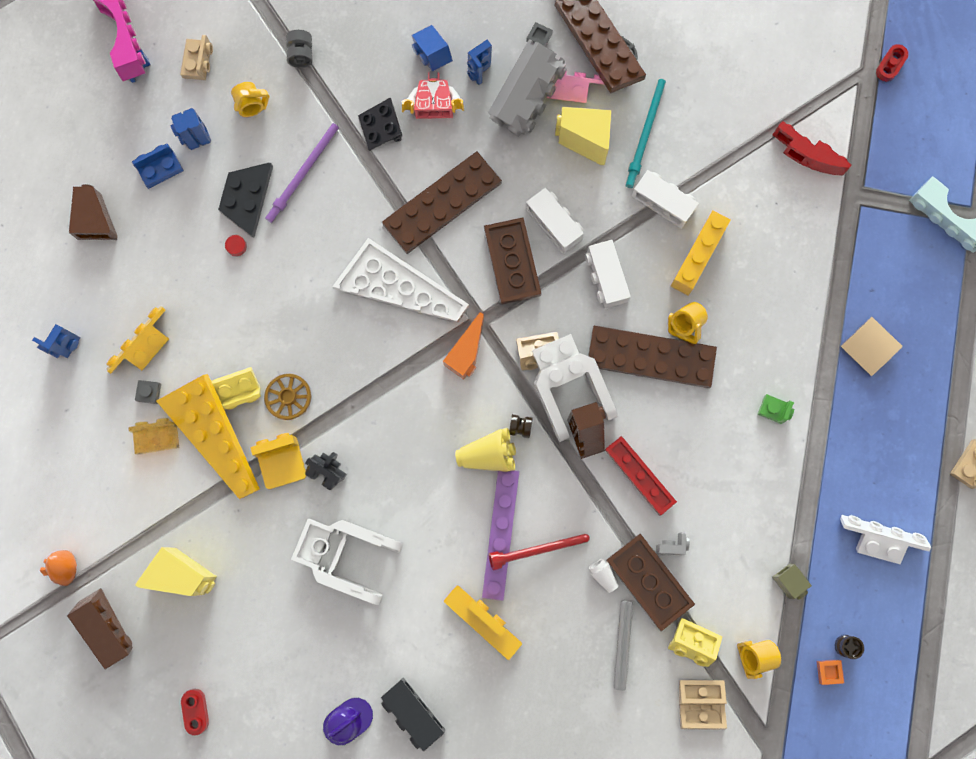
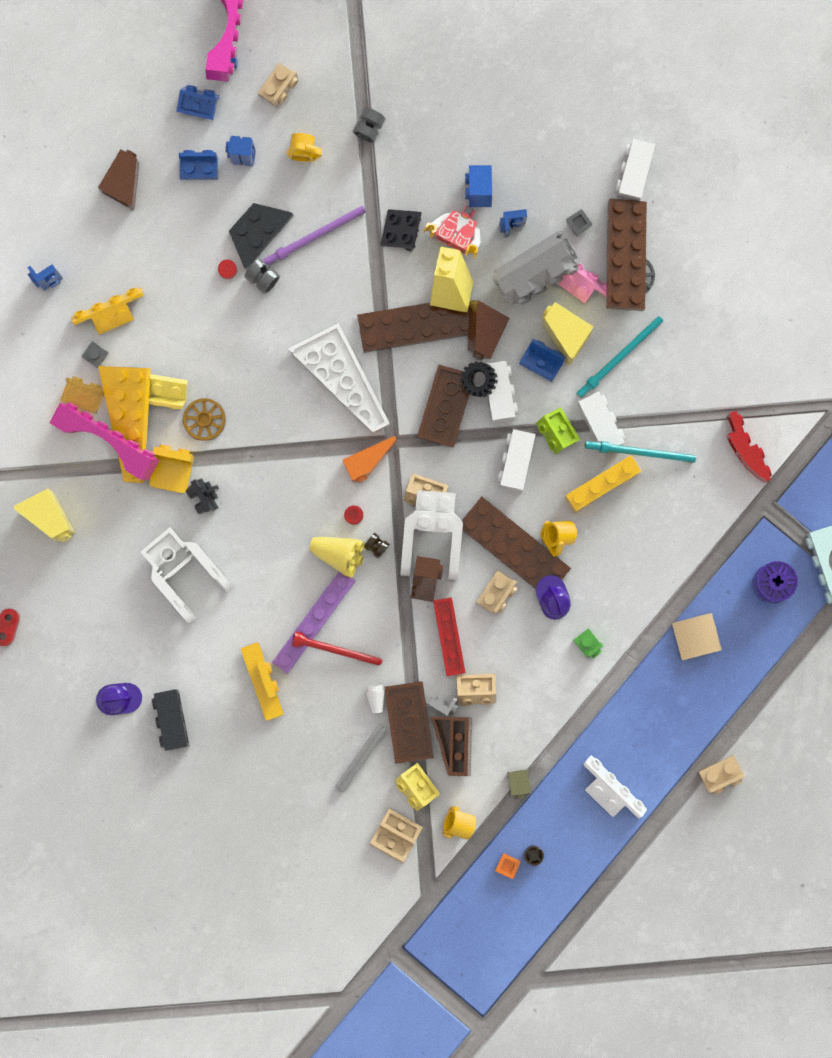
camera: 30 degrees right, 5 degrees up
(127, 111) = (197, 102): none -> blue bracket
(238, 471) = (135, 460): none -> dark pink arch
(269, 232) = (262, 276): none -> dark grey wheel
(453, 142) = (451, 281): none -> light yellow slope
(482, 409) = (353, 515): none -> red tile
(509, 170) = (484, 329): none -> reddish brown slope
(522, 207) = (489, 382): none -> black tyre
(578, 170) = (542, 360): none -> blue bracket
(628, 228) = (557, 430): none -> lime bracket
(661, 408) = (496, 593): none -> tan bracket
(686, 215) = (605, 447): none -> teal bar
(696, 512) = (476, 689): none -> tan bracket
(707, 575) = (455, 743): none -> reddish brown wedge
(717, 383) = (553, 597): none -> dark purple piece
(905, 261) = (766, 589): none -> dark purple wheel

